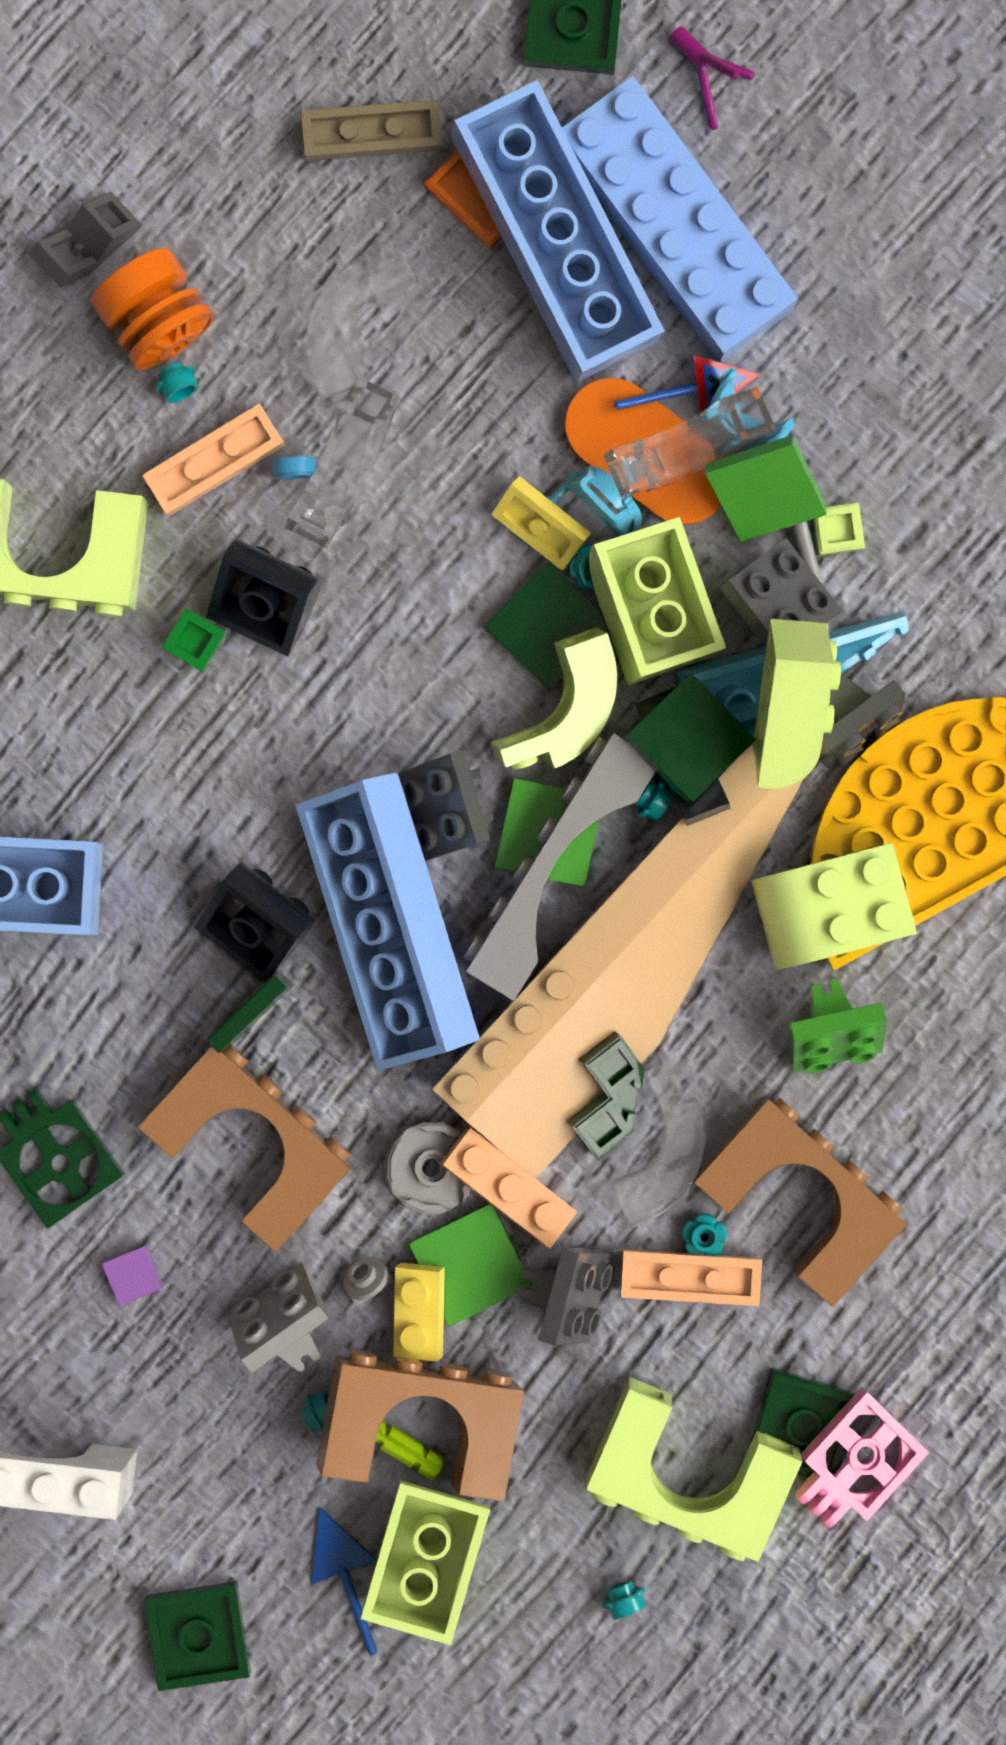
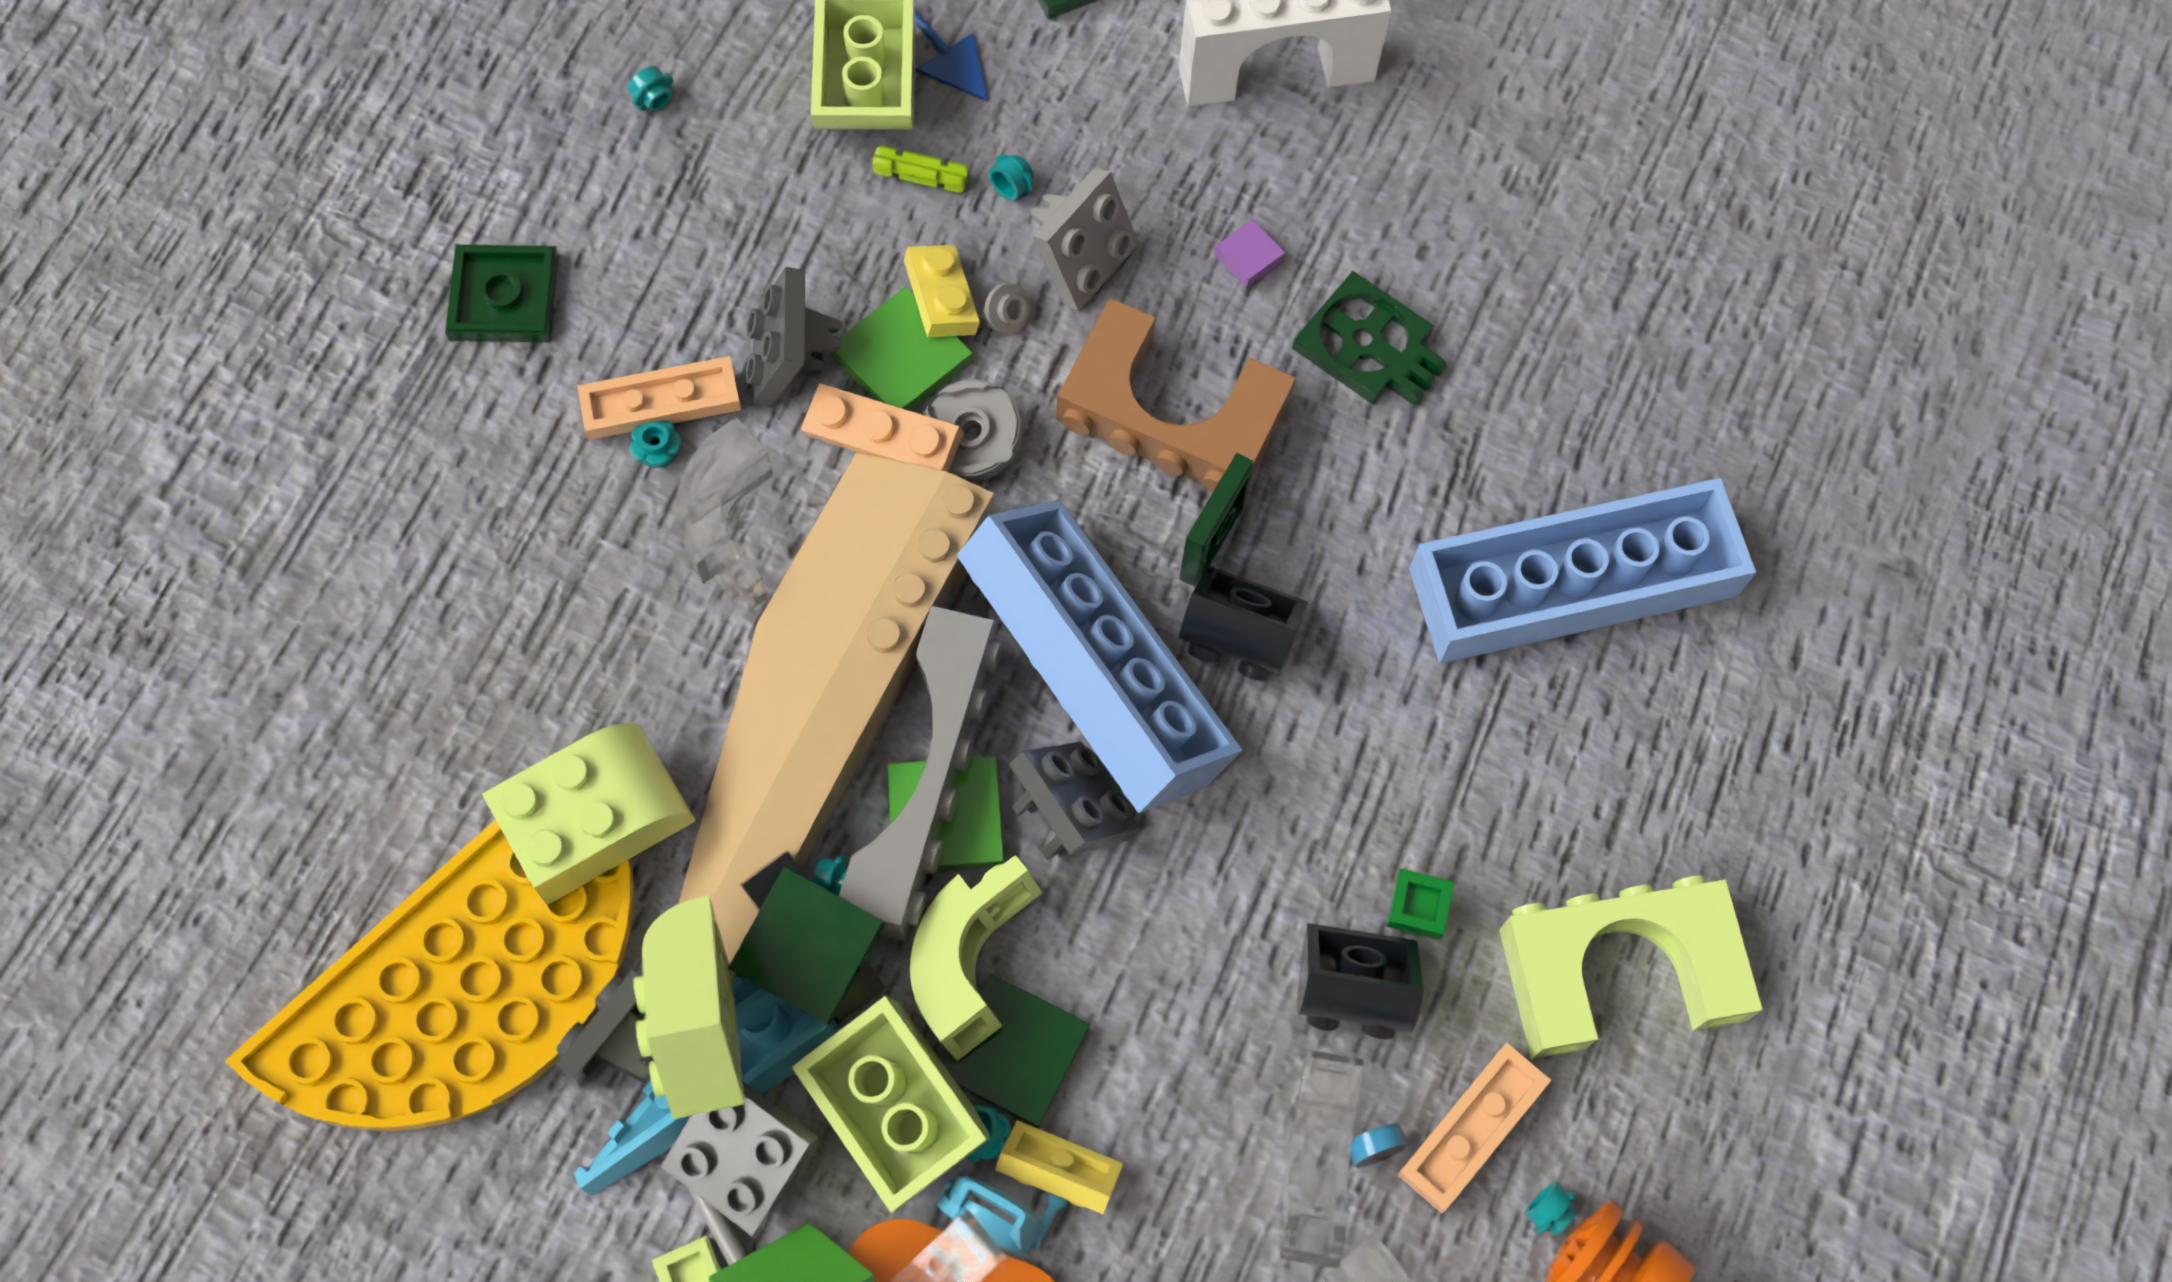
camera: 160 degrees right, 20 degrees down
(368, 1389) = (965, 199): medium nougat arch -> none
(612, 1114) = (788, 534): tile -> none
(734, 1518) = (557, 183): yellowish green arch -> none
(834, 1488) = (452, 228): bright pink piece -> none
(835, 1032) = (558, 680): bright green plate -> none
(861, 1221) = (599, 555): medium nougat arch -> none

